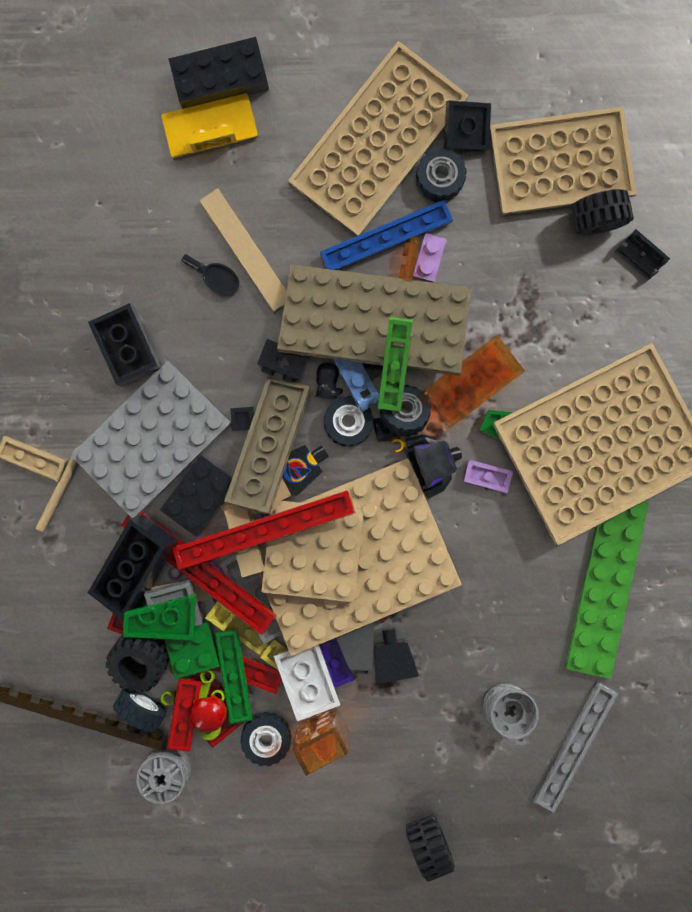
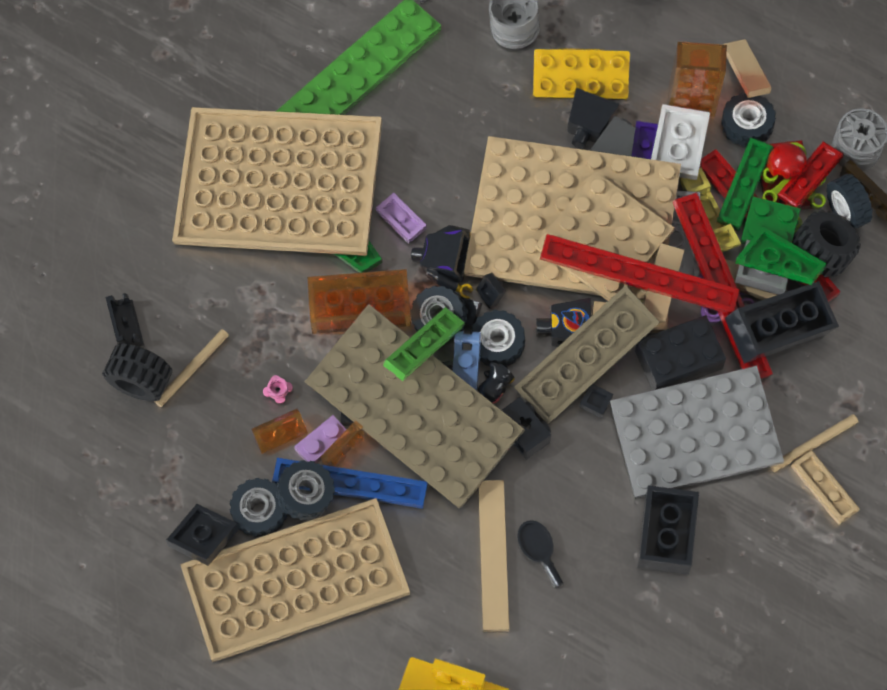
camera: 150 degrees left, 20 degrees down
(293, 785) = (747, 69): none -> tan tile
(378, 458) = (490, 290): none -> black plate
(402, 191) = (309, 475): none -> black wheel
(425, 698) = (593, 70): none -> yellow bracket
(465, 242) = (279, 431): none -> clear orange plate
(493, 272) = (277, 382): none -> bright pink plate
(560, 159) = (135, 451): tan plate -> none
(565, 256) = (192, 367): none -> tan bar

